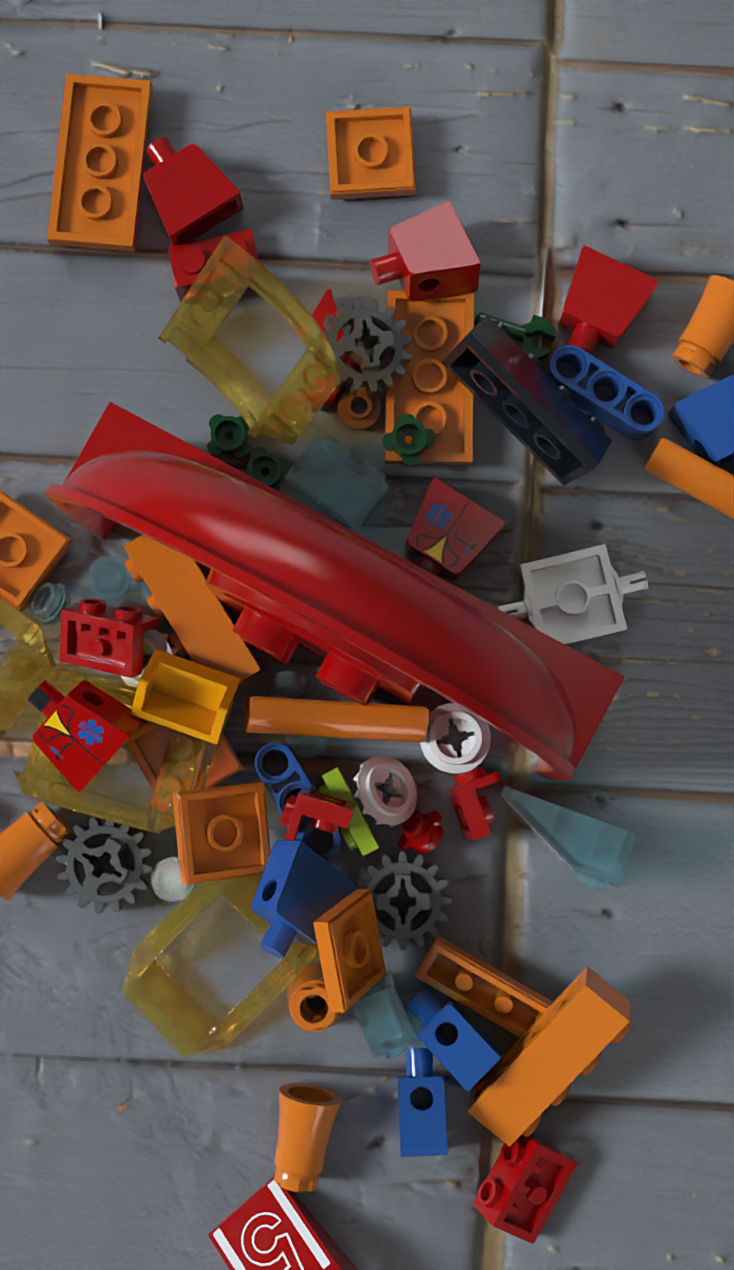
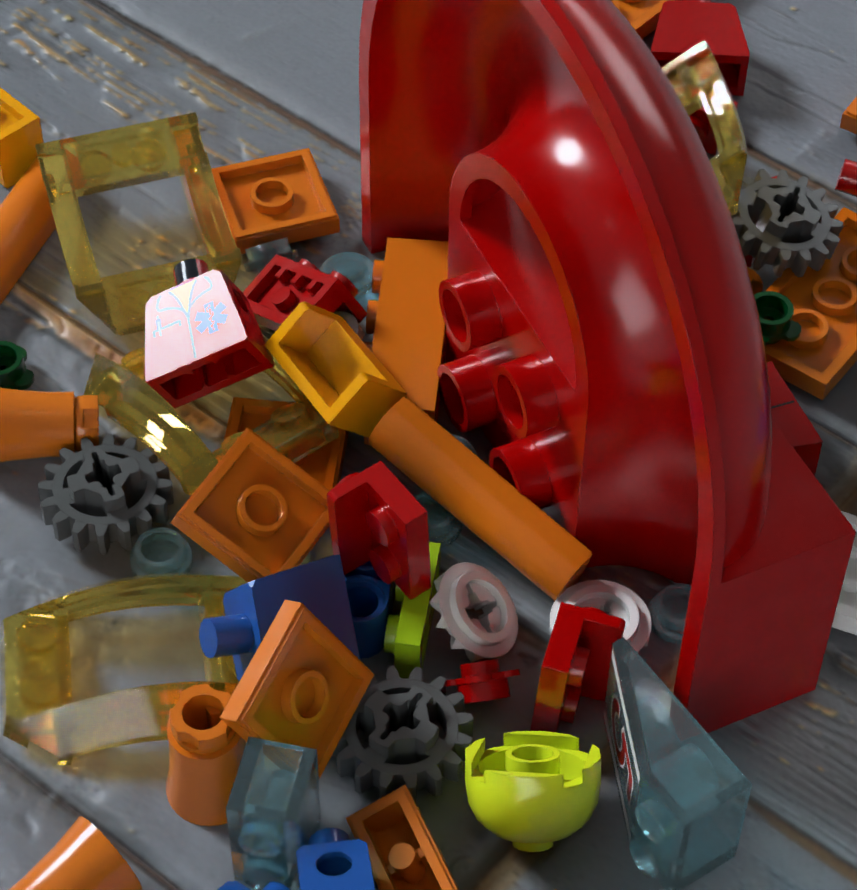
camera: 30 degrees right, 35 degrees down
(500, 887) = (533, 787): none -> neon yellow cylinder

